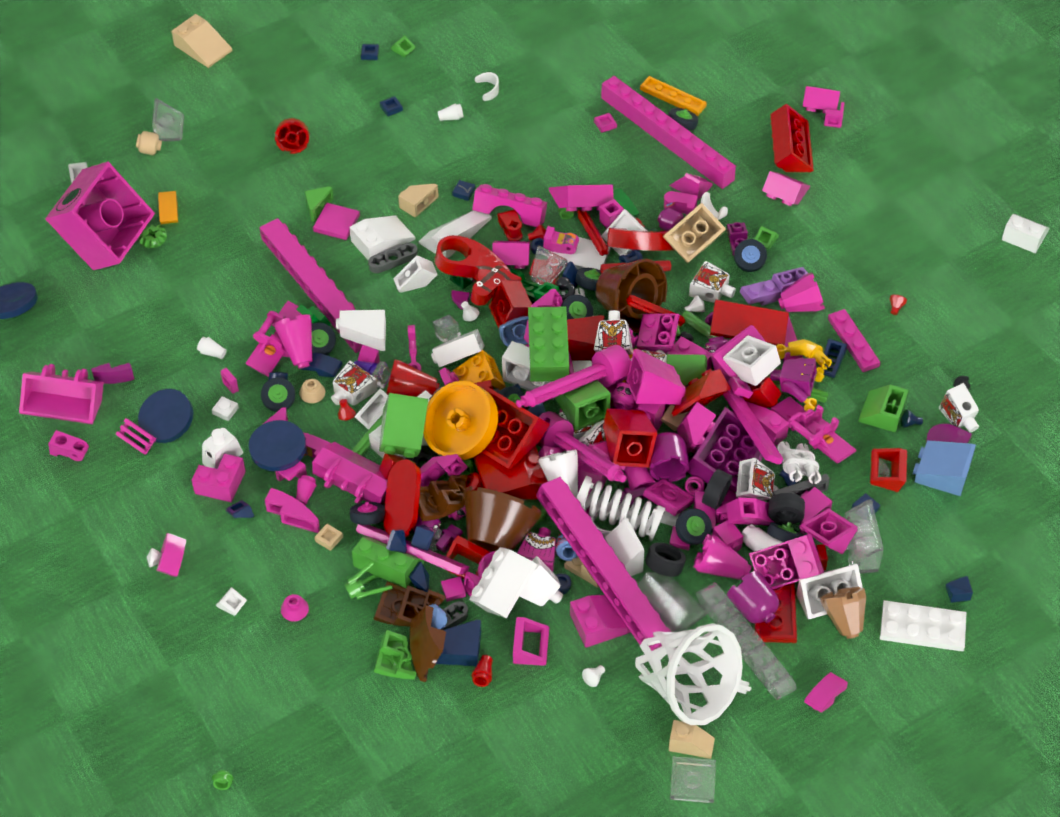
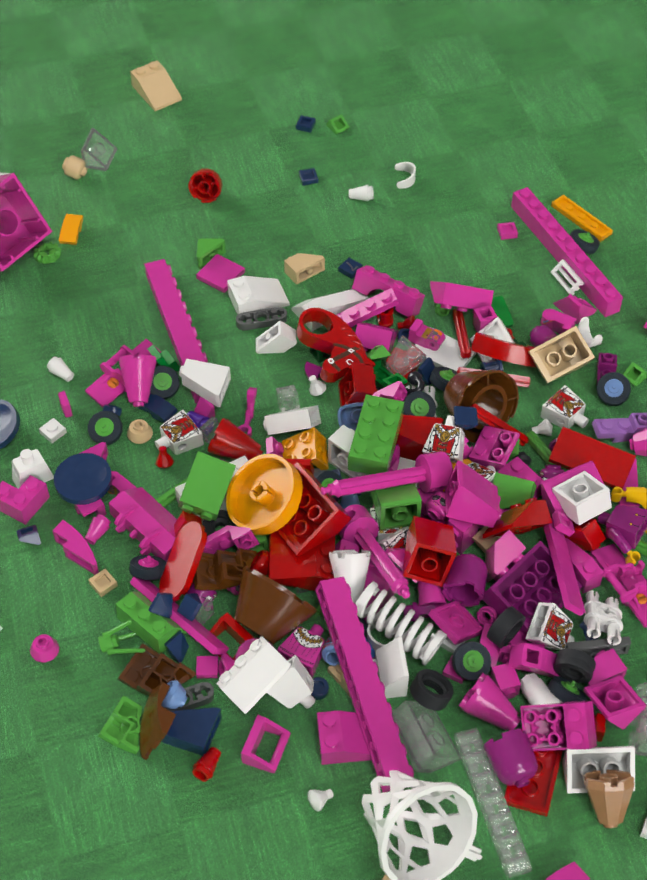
camera: 15 degrees right, 0 degrees up
(372, 409) = (183, 465): white slope -> none
(448, 537) = (218, 611): magenta piece -> none
(499, 224) = (369, 308): none -> plate
(520, 266) = (378, 352): none -> bright green slope
(626, 309) = (465, 417): none -> dark blue slope
(686, 164) = (575, 286): none -> white tile

